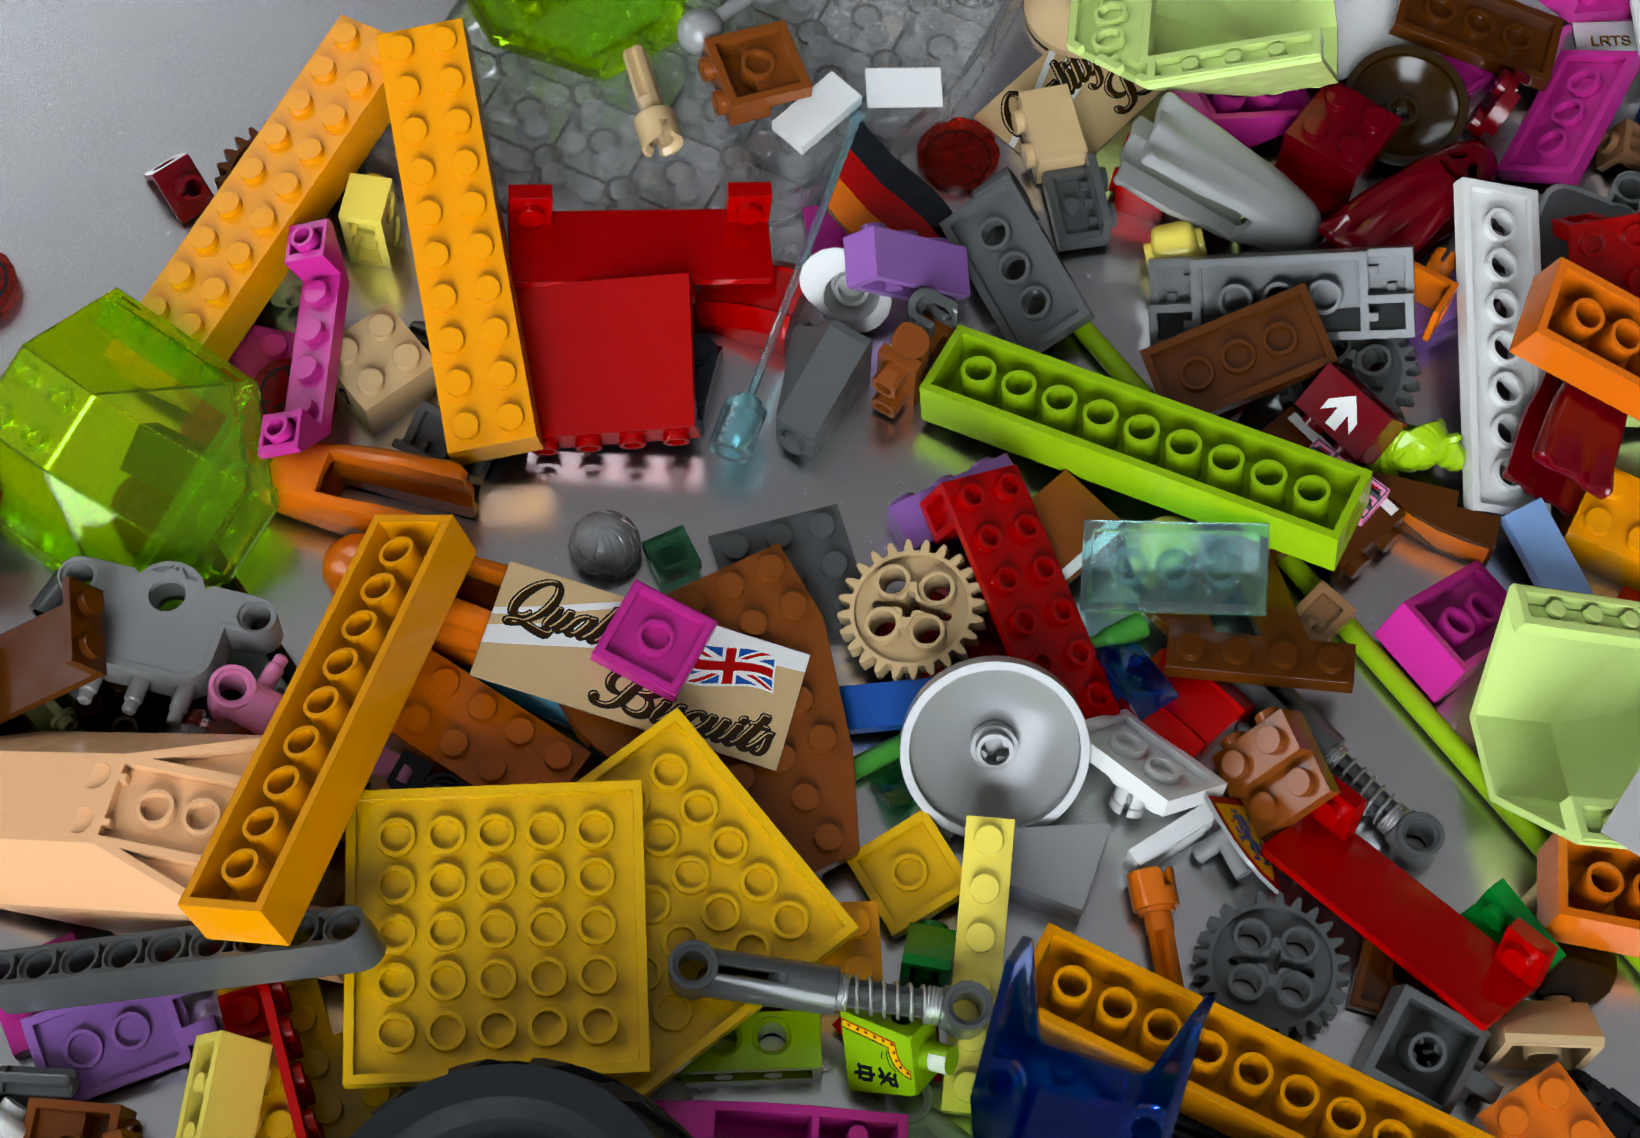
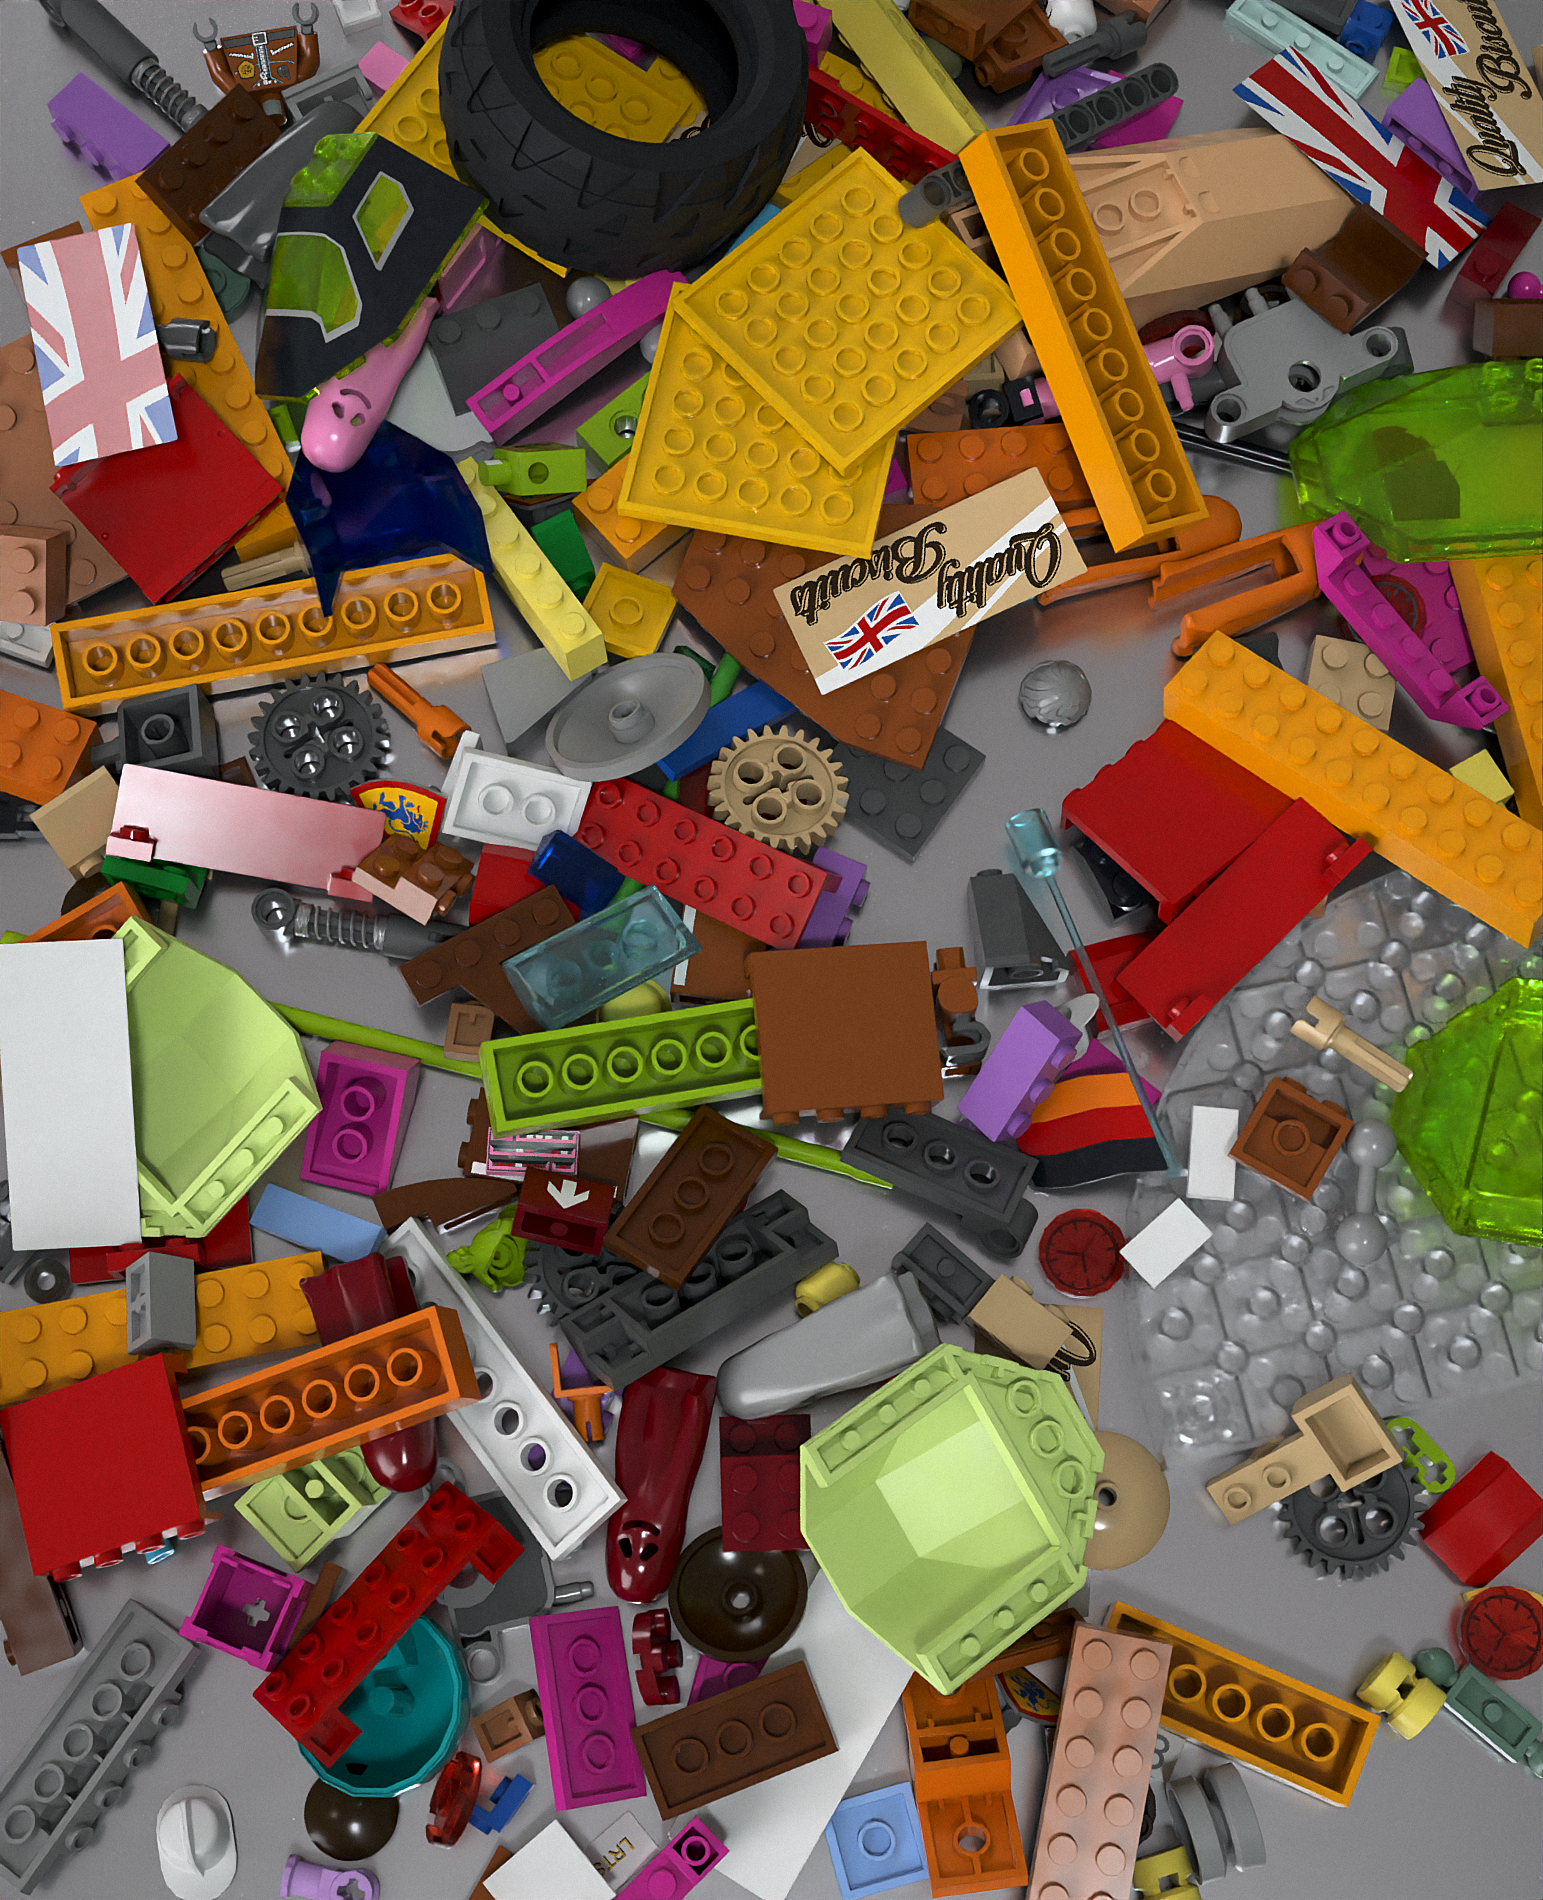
camera: 140 degrees right, 10 degrees up
(654, 640) = (934, 599): dark pink tile -> none
(671, 555) = (999, 720): clear green plate -> none
(822, 989) = (603, 436): dark grey piece -> none
(1017, 385) = (845, 1031): none -> dark orange panel

